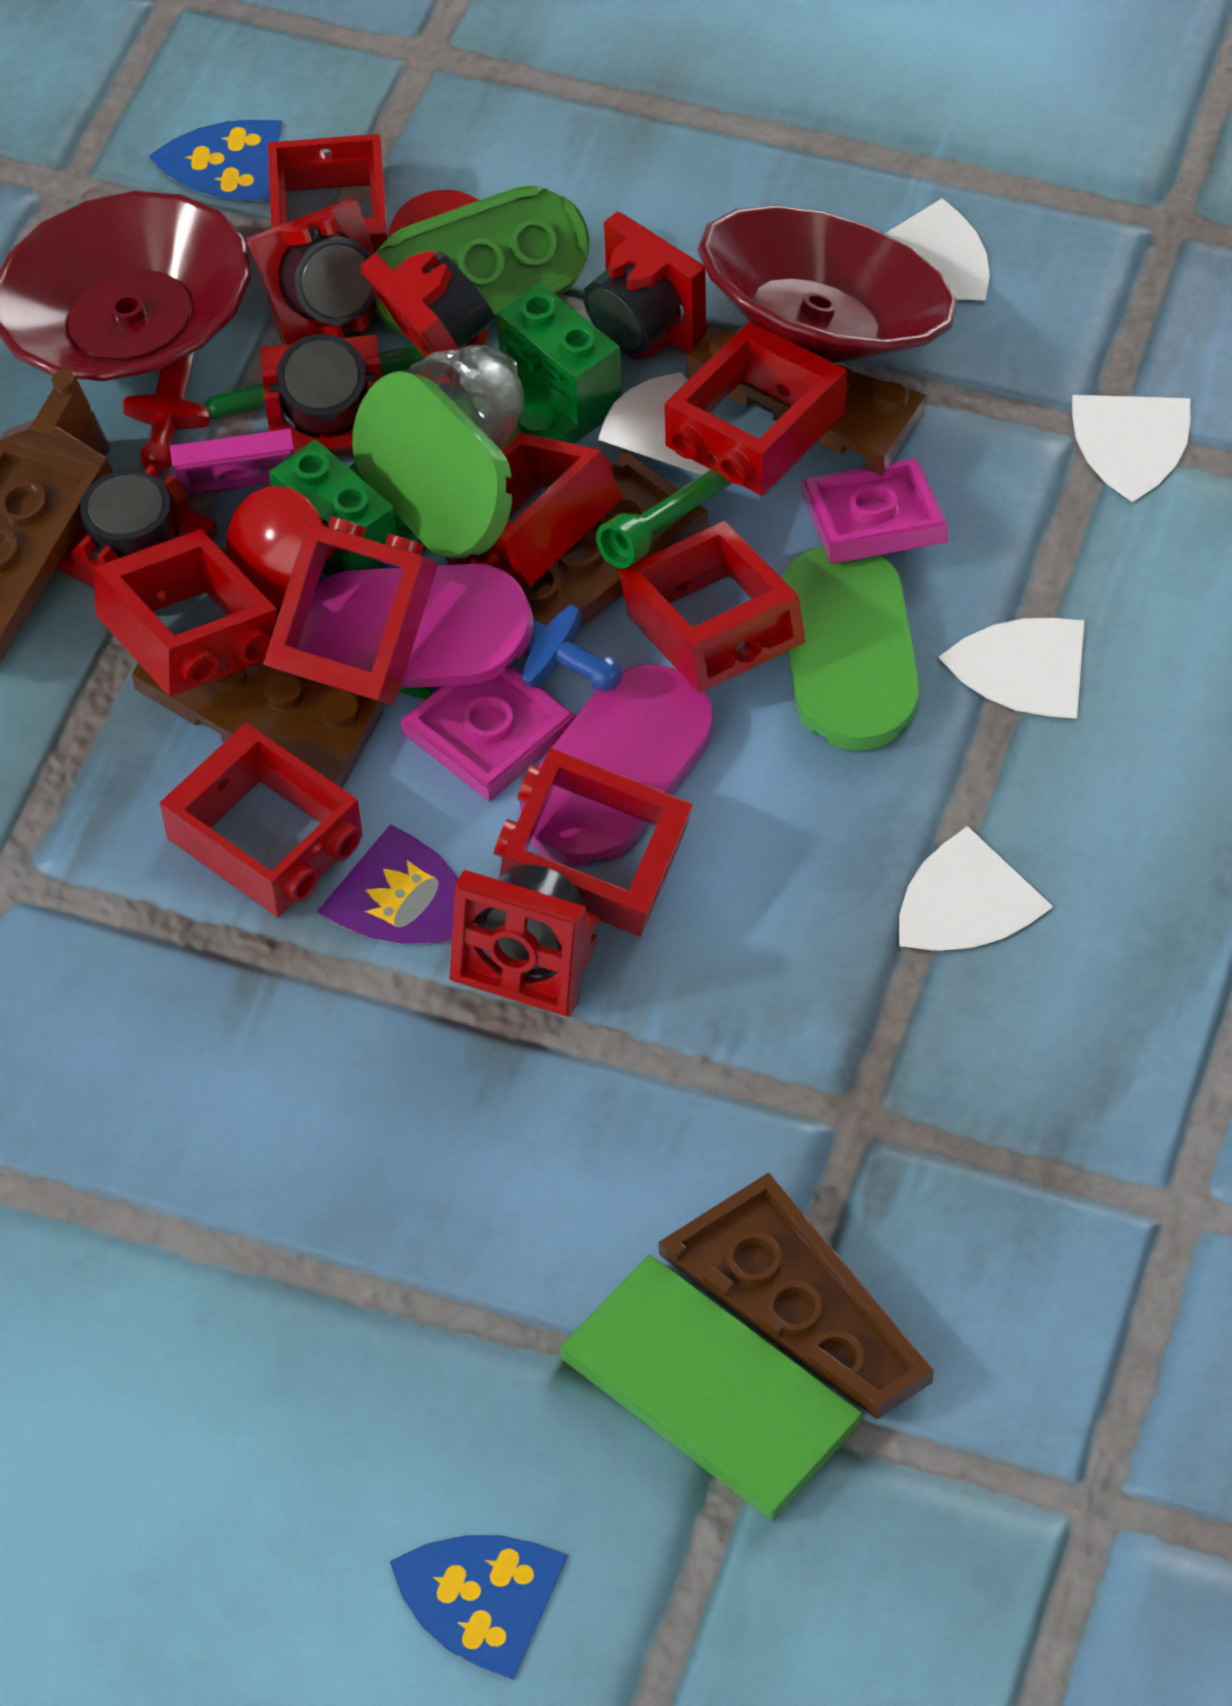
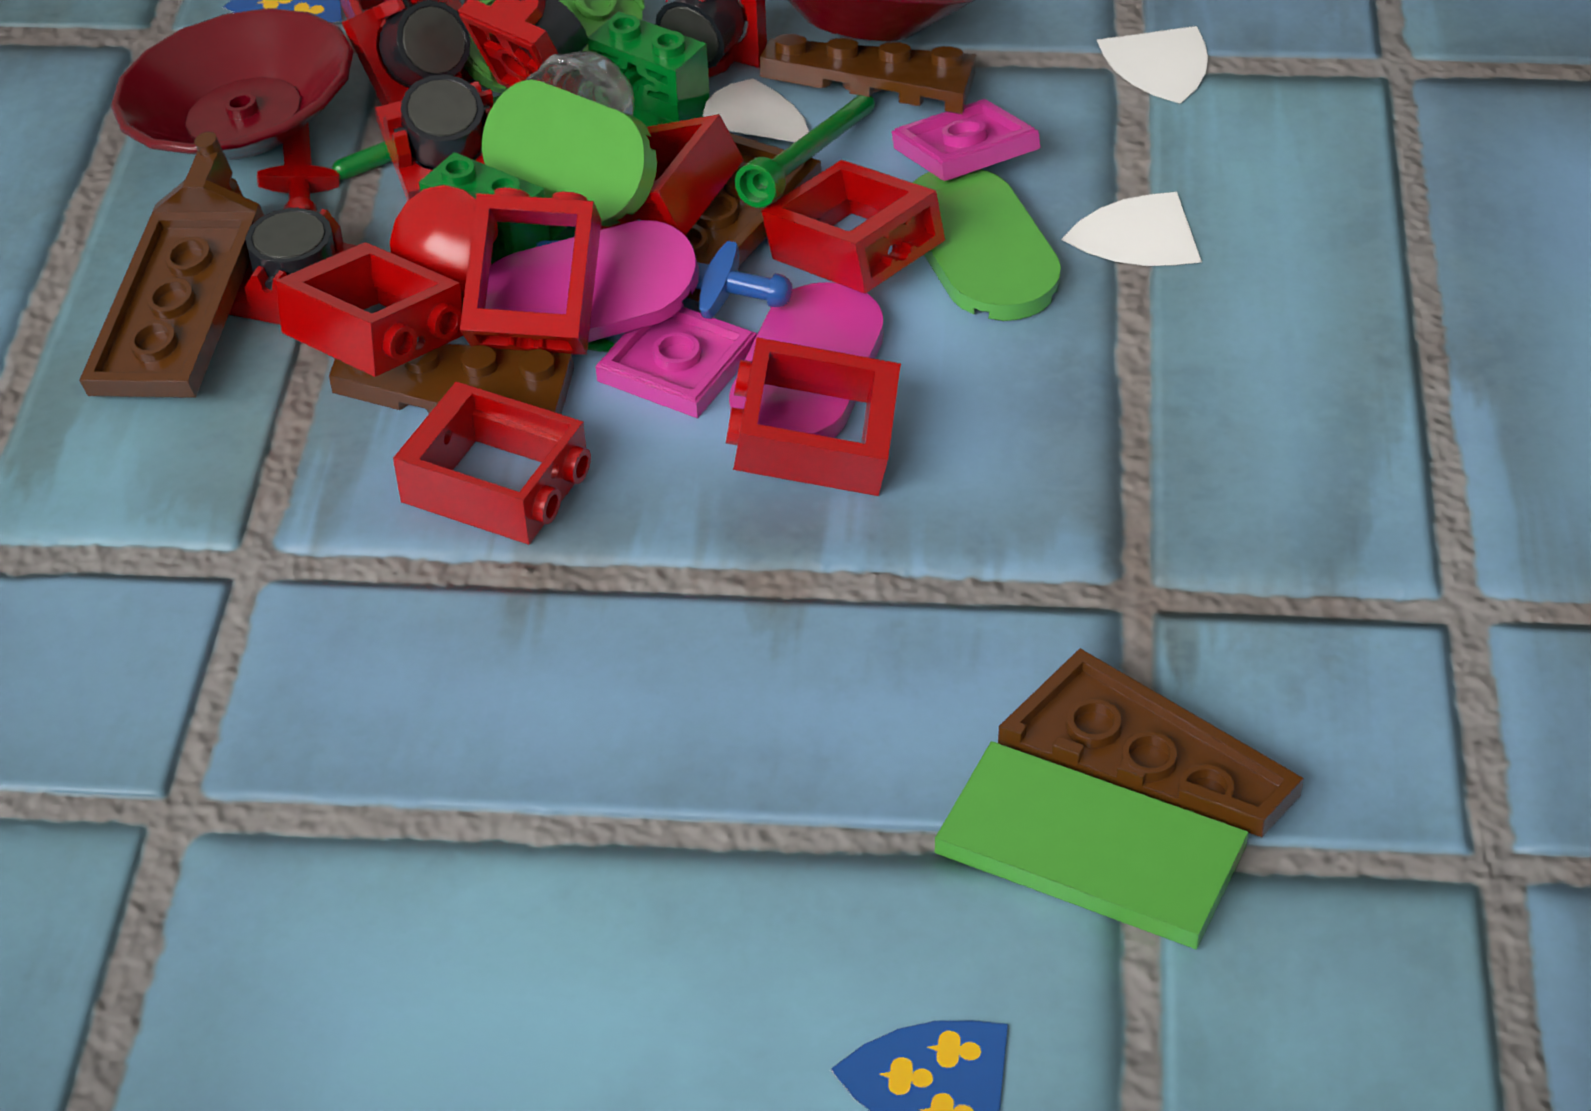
camera: 15 degrees left, 10 degrees down
(230, 461) = (376, 189): dark pink tile -> none
(396, 893) = (640, 505): dark purple sticker -> none
(528, 925) = (778, 493): red piece -> none
(776, 367) = (847, 42): red window -> none
(966, 898) = (1162, 411): white sticker -> none

